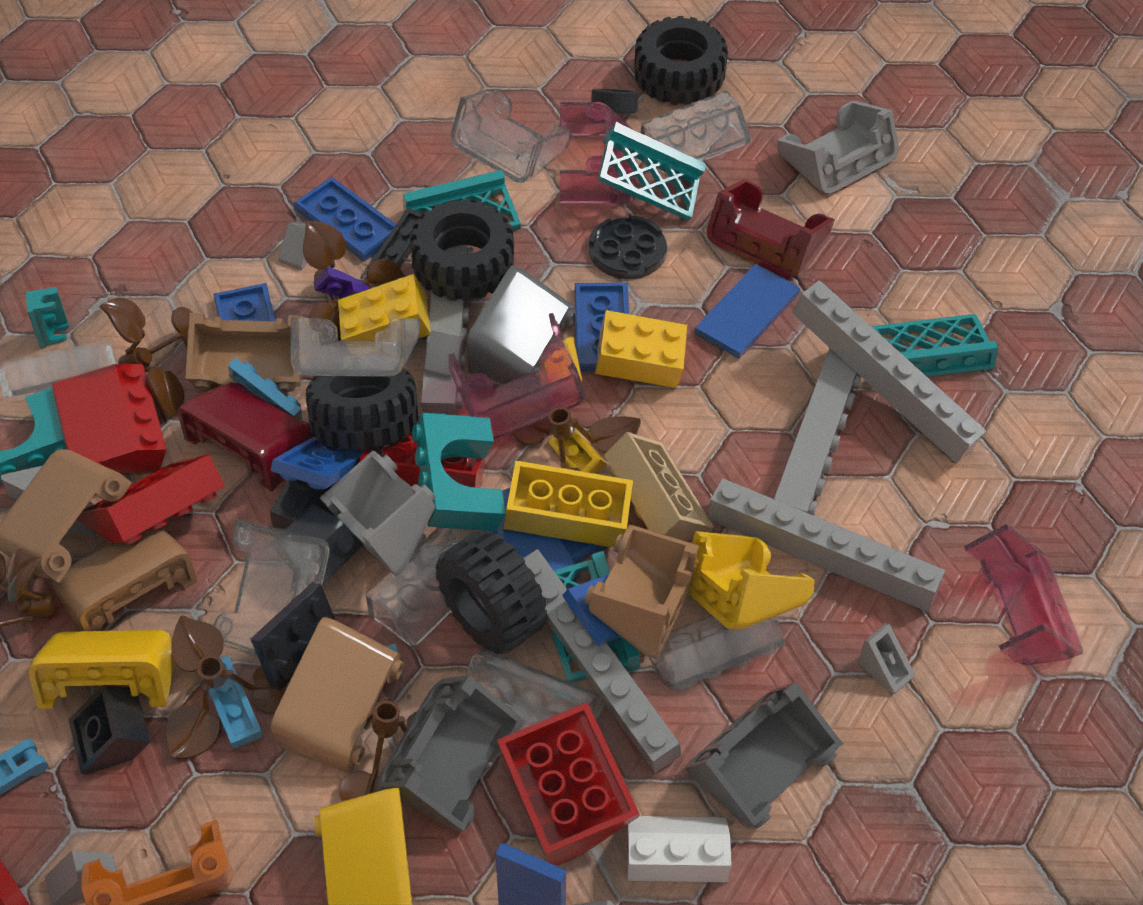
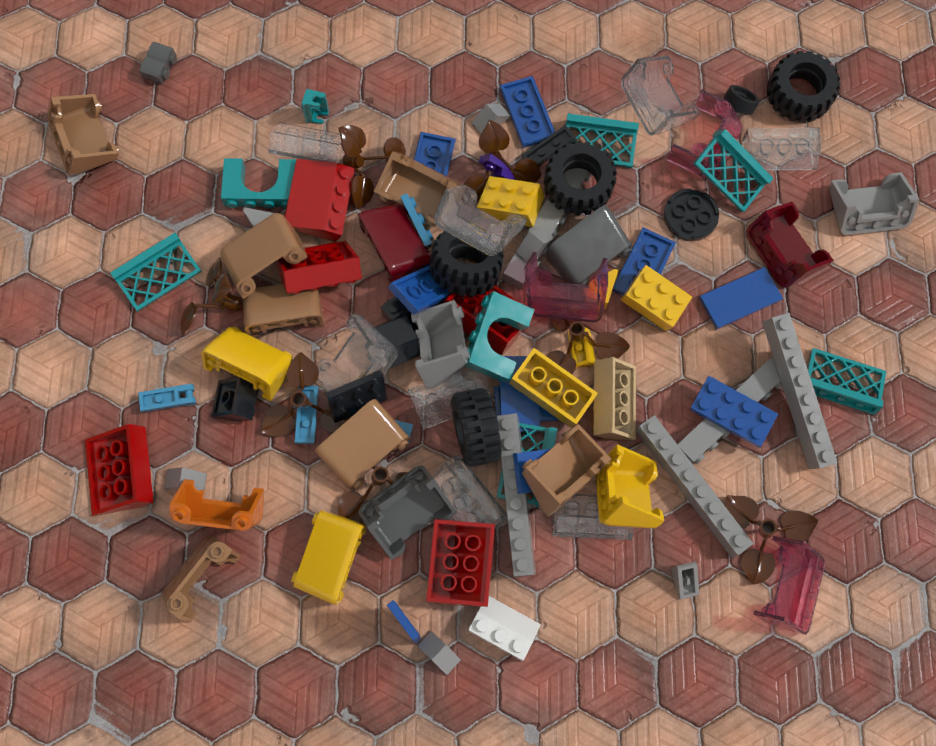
camera: 25 degrees right, 20 degrees up
(764, 753) = (580, 599): dark grey windscreen -> none
(821, 430) = (734, 411): none -> blue plate
(963, 603) = (796, 524): none -> reddish brown plant

